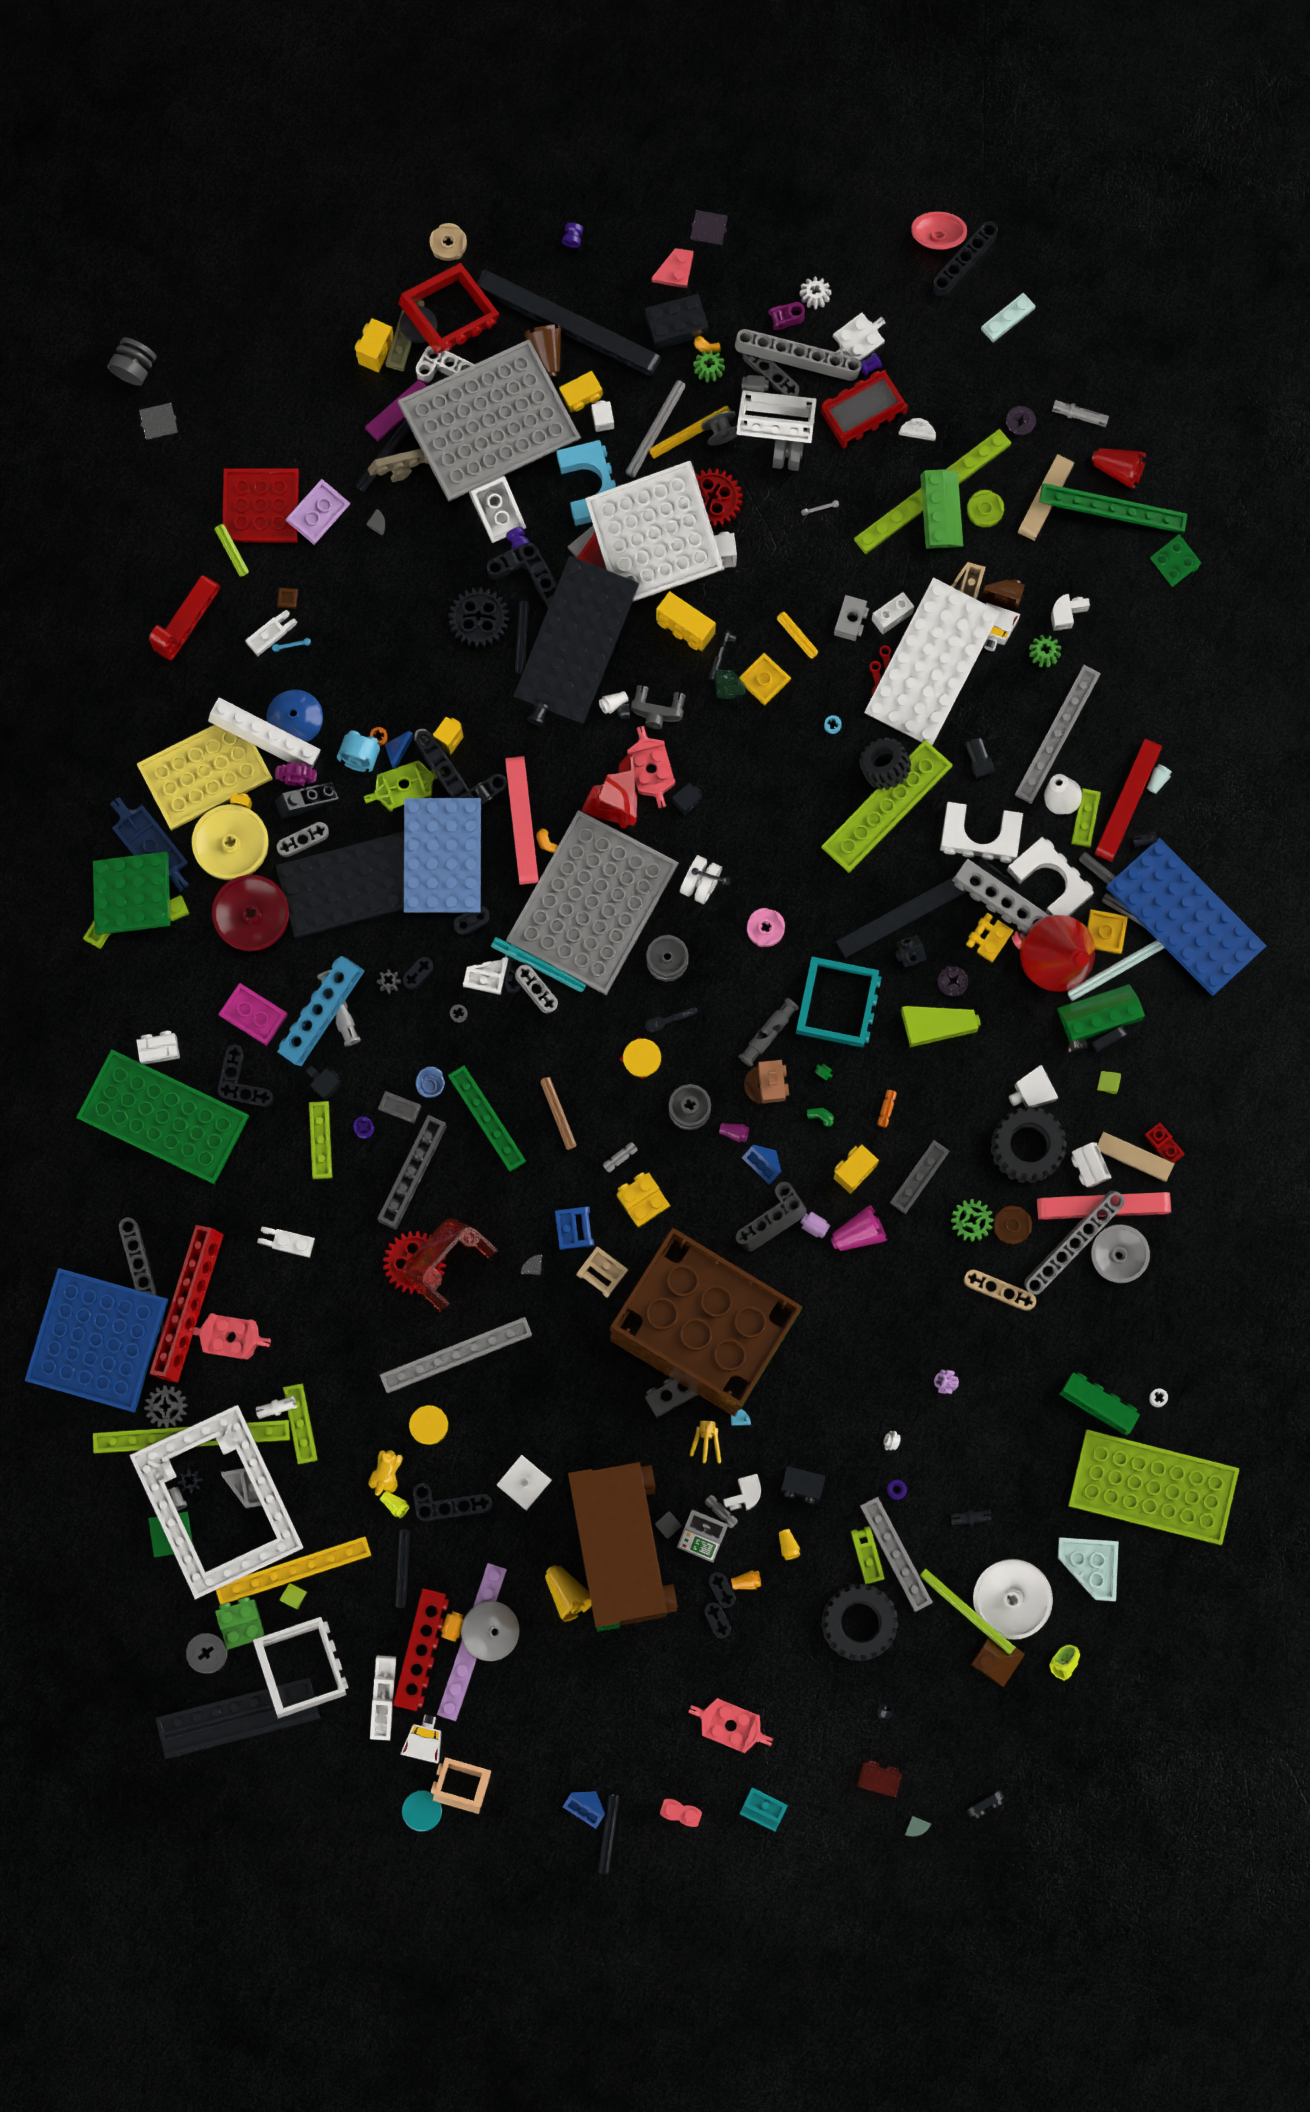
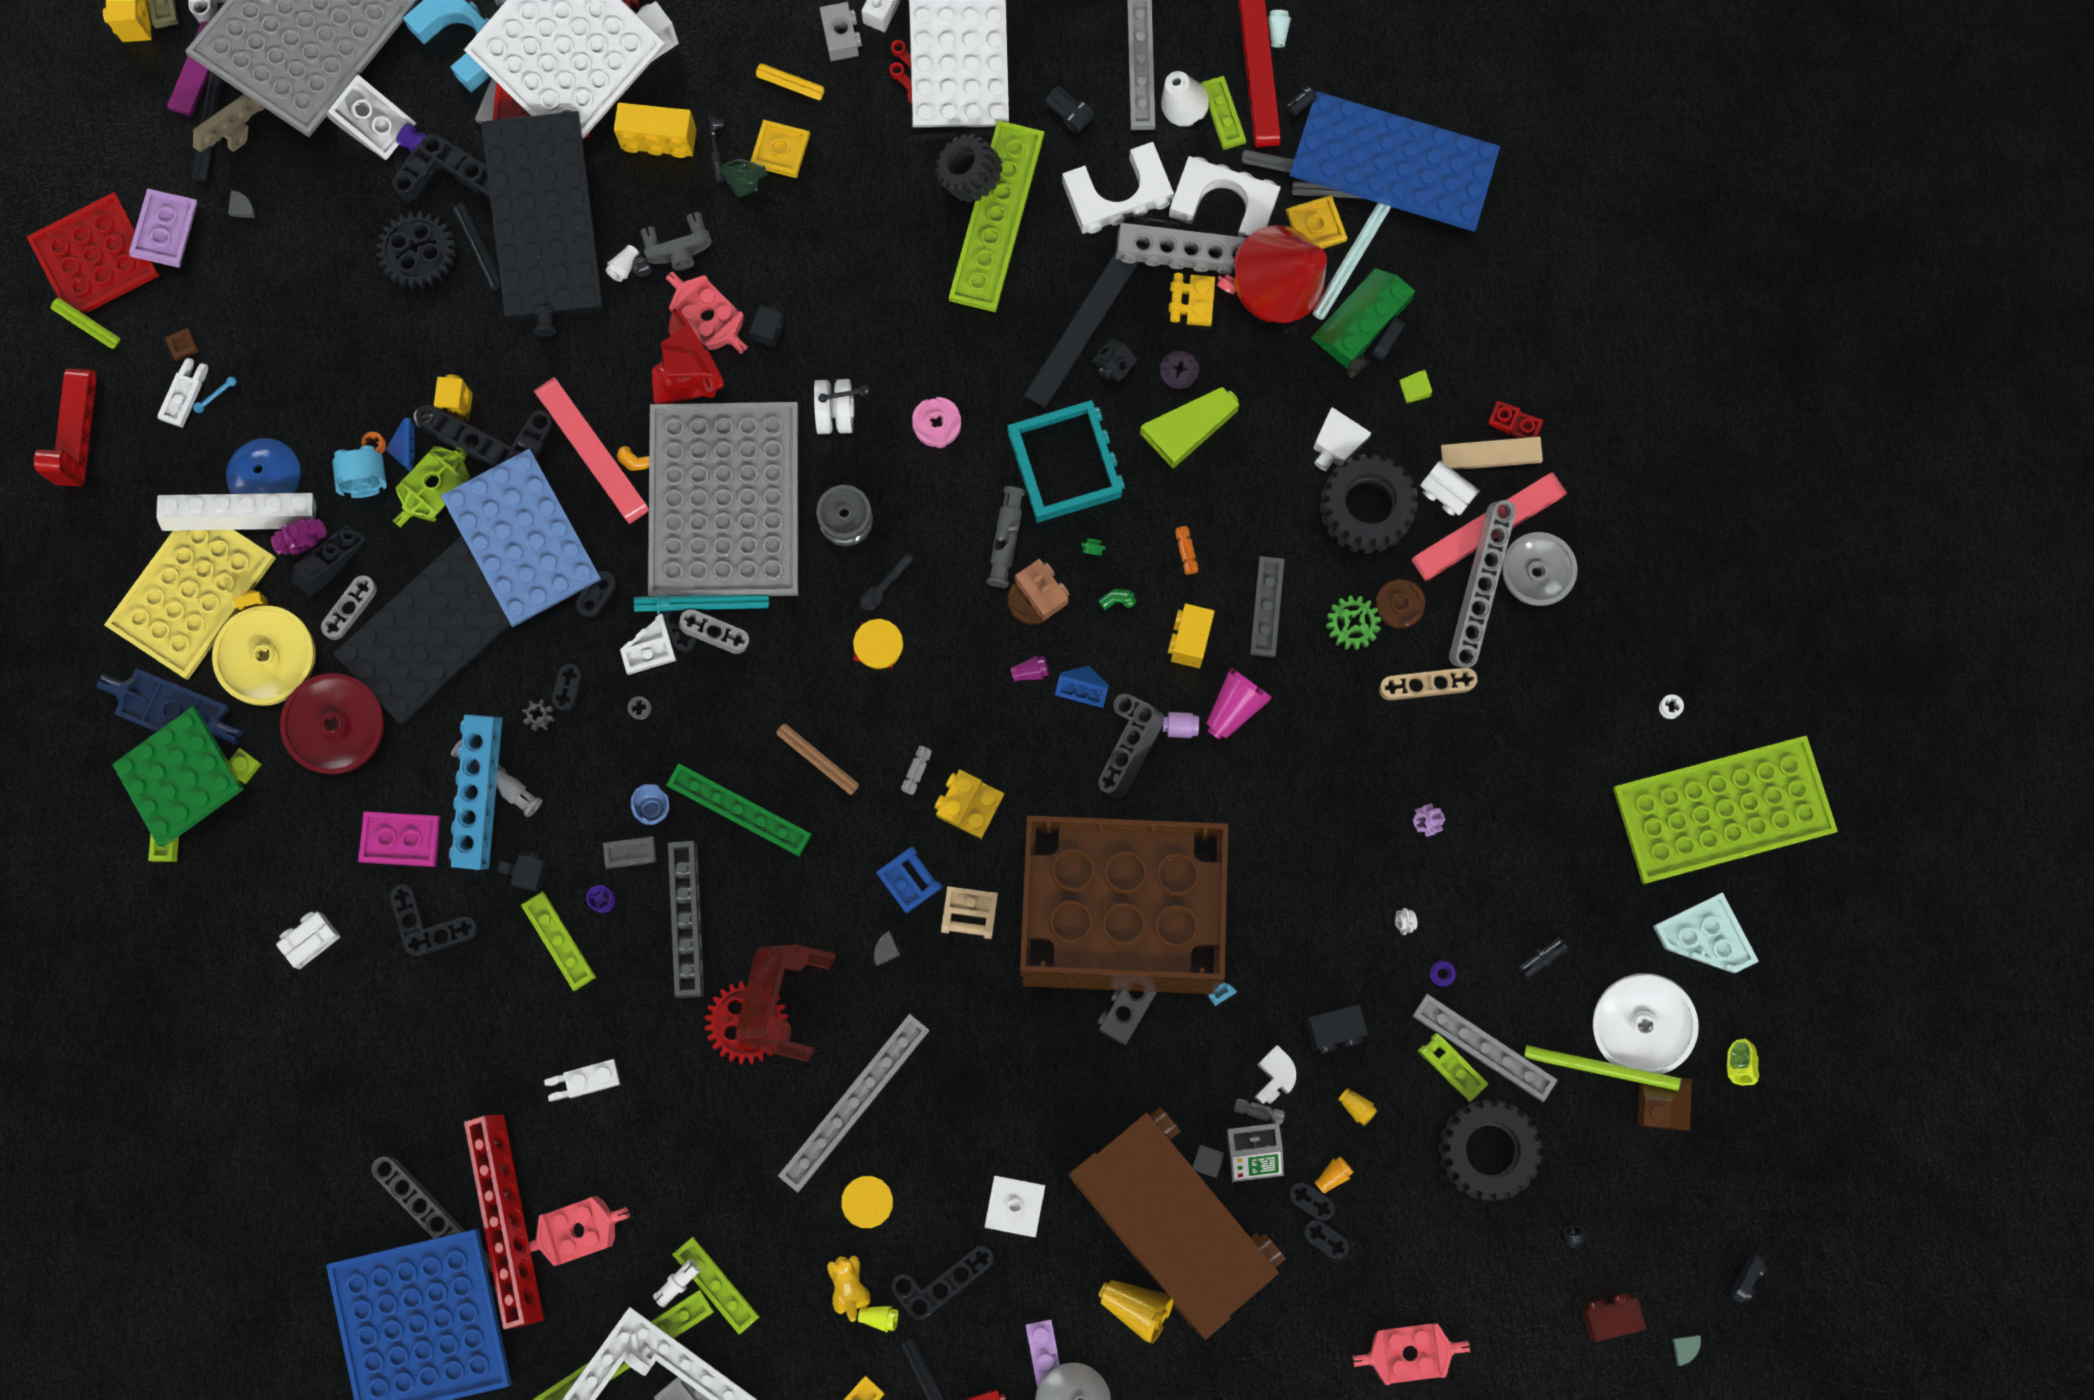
camera: 30 degrees left, 0 degrees up
(157, 1407) = (540, 1346): dark grey gear -> none
(163, 1116) = (356, 1016): green plate -> none
(683, 1116) = (960, 655): dark grey wheel -> none
(707, 1430) = (1192, 1027): yellow plant -> none
(827, 726) = (890, 153): medium azure bush -> none
(1100, 1404) = (1613, 749): green slope -> none

